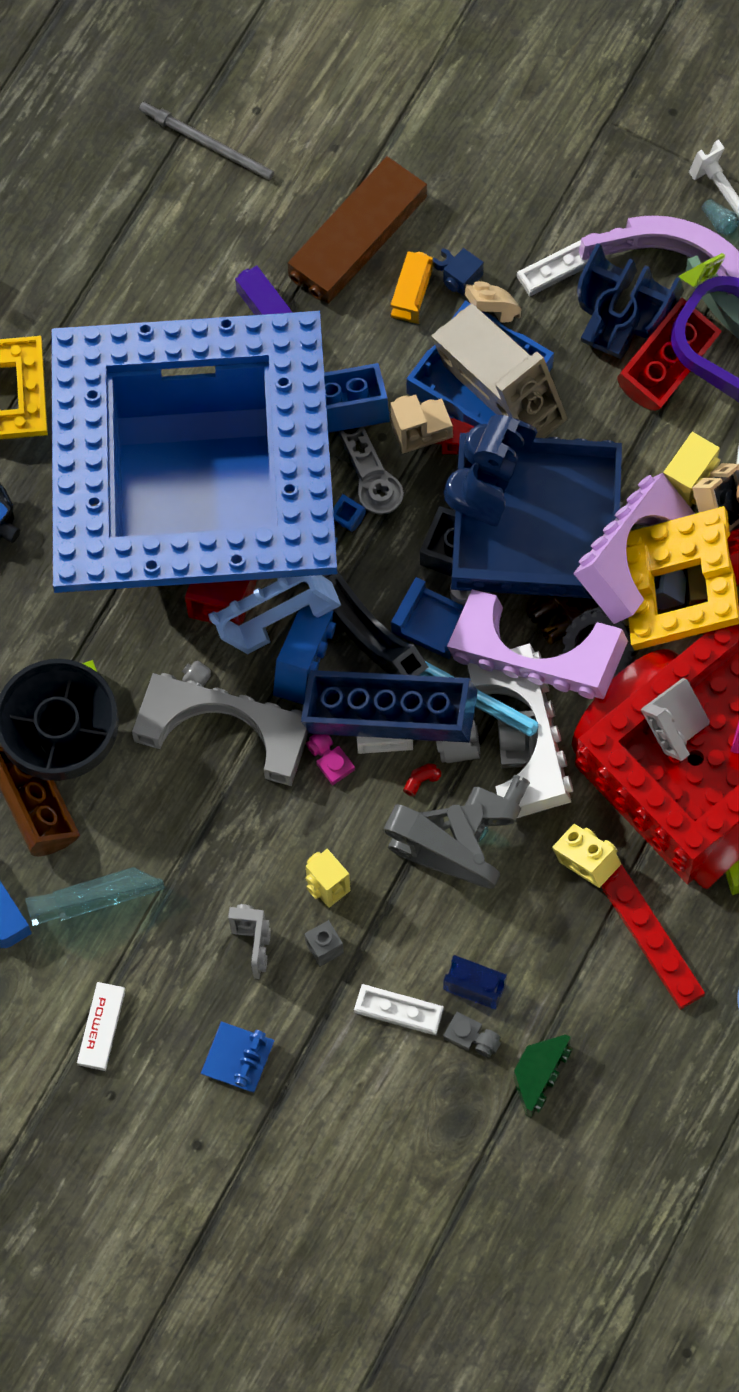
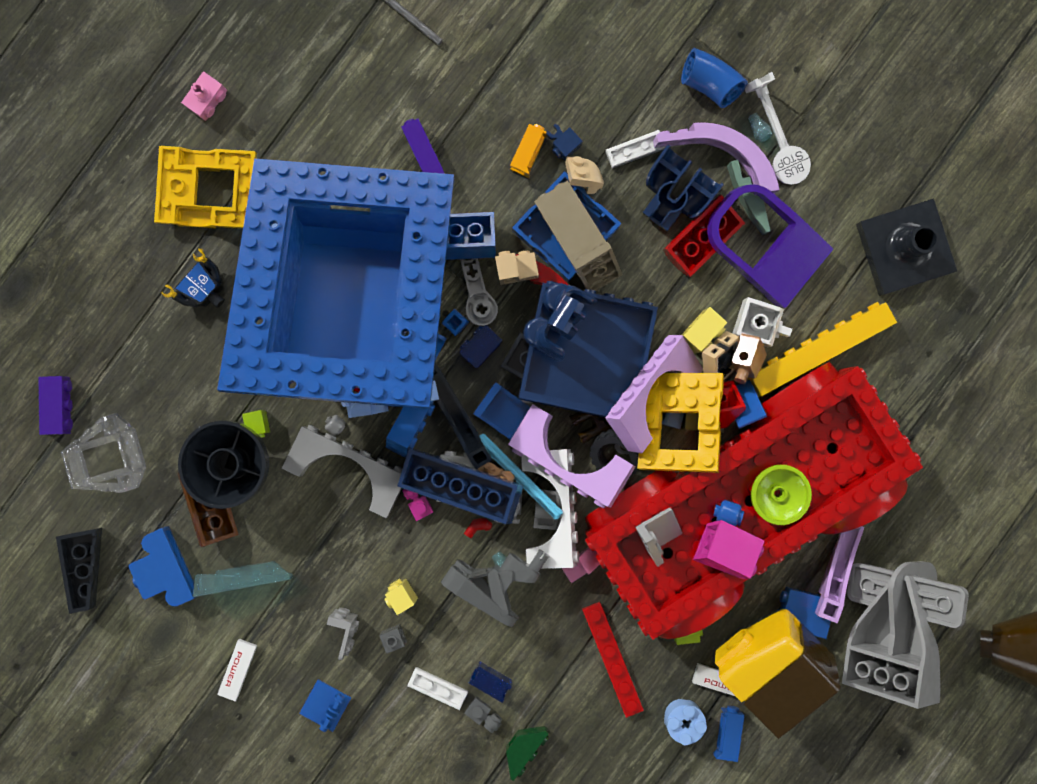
camera: 10 degrees right, 20 degrees up
(357, 230) = (495, 98): reddish brown brick -> none
(387, 539) = (481, 346): none -> clear blue brick
(585, 802) = (586, 564): none -> bright pink slope
(587, 855) = (580, 605): light yellow brick -> none
(645, 163) = (712, 77): none -> blue brick
(703, 271) = (739, 177): lime slope -> none

